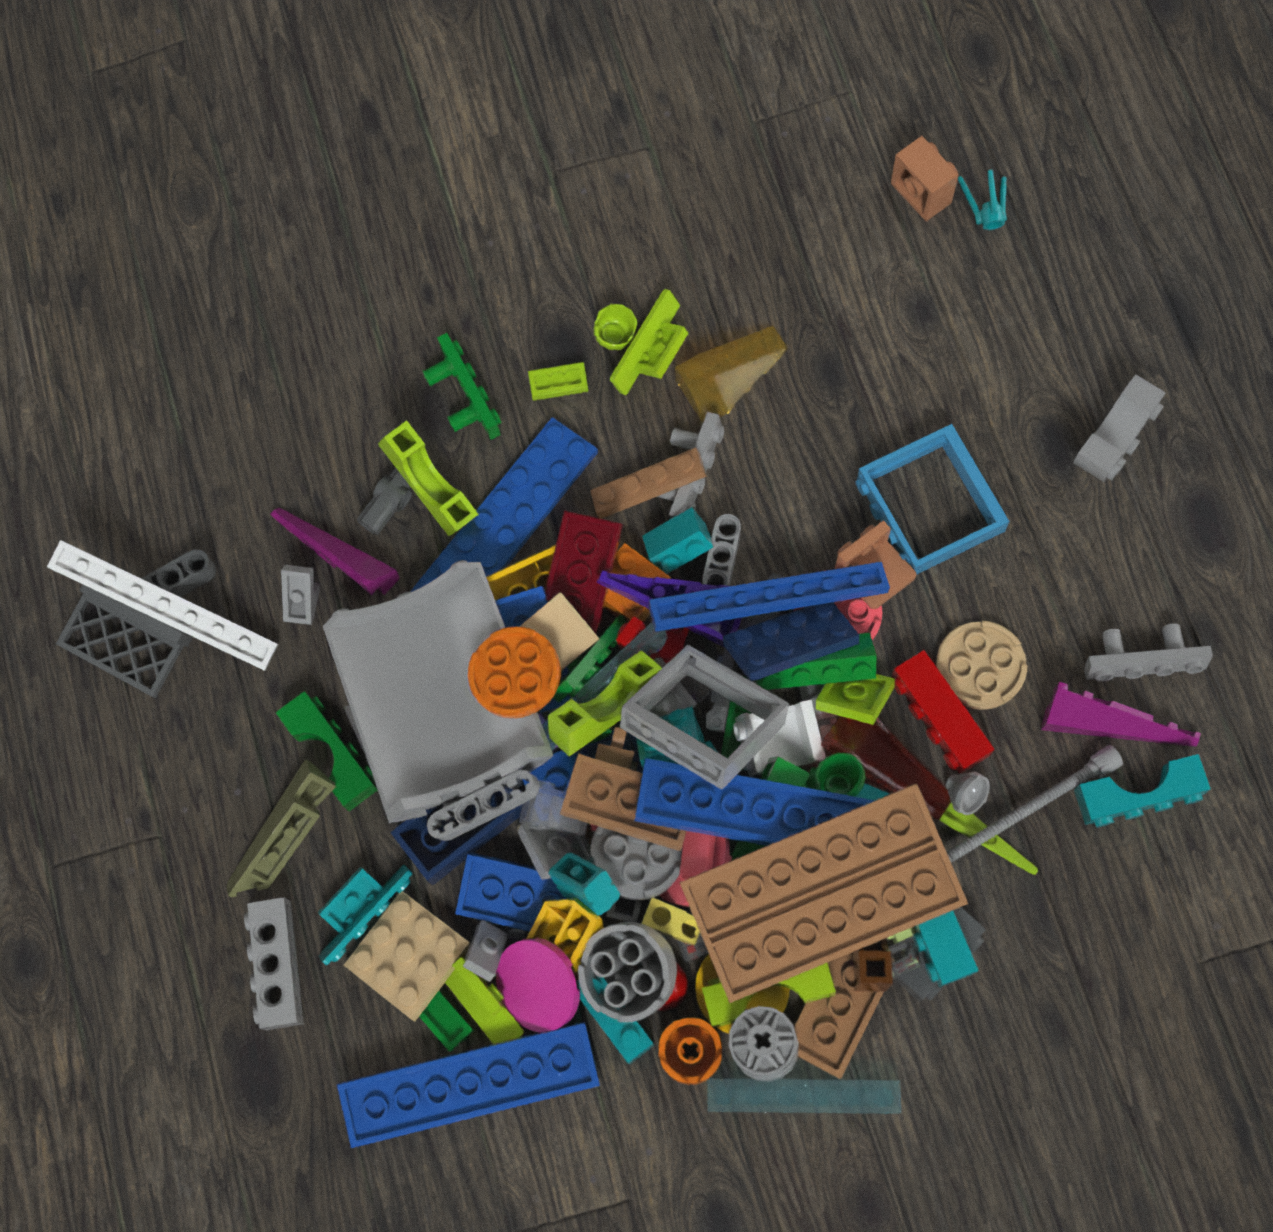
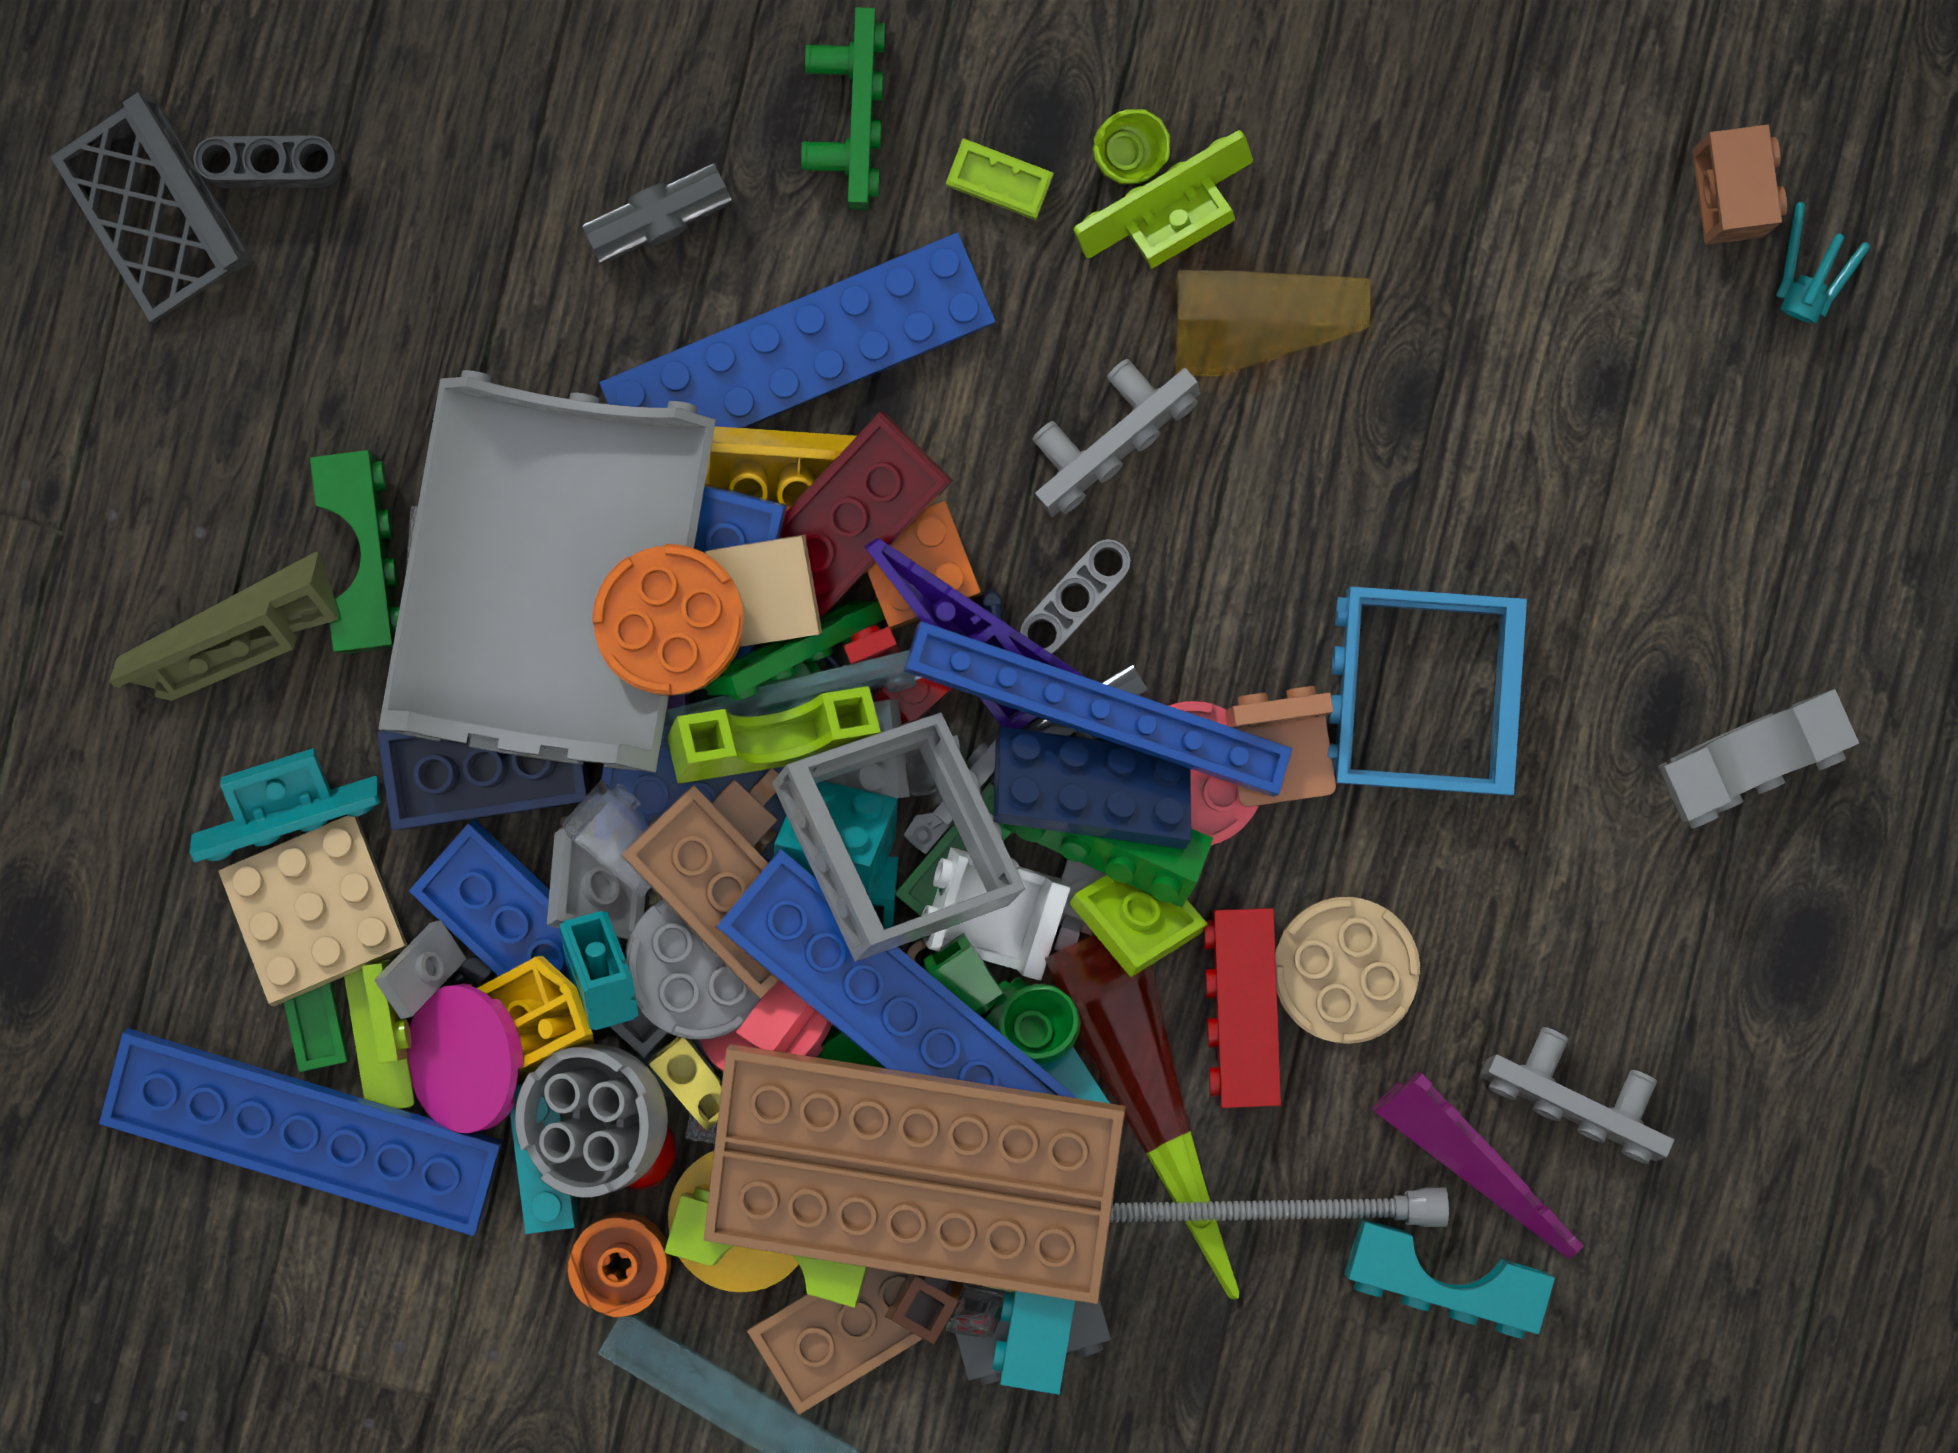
camera: 25 degrees right, 15 degrees up
(162, 605) = (229, 200): white plate -> none
(288, 1009) = (165, 751): light grey brick -> none
(299, 594) = (437, 294): light grey slope -> none
(359, 566) = (541, 293): magenta wedge -> none
(442, 500) = (713, 232): lime arch -> none
(484, 810) = (521, 782): light grey beam -> none
(648, 483) = (1034, 425): medium nougat plate -> none
(678, 541) = (1023, 542): teal brick -> none
(764, 1063) = (744, 1332): light grey wheel -> none
(967, 791) = (1208, 1138): light grey piece -> none

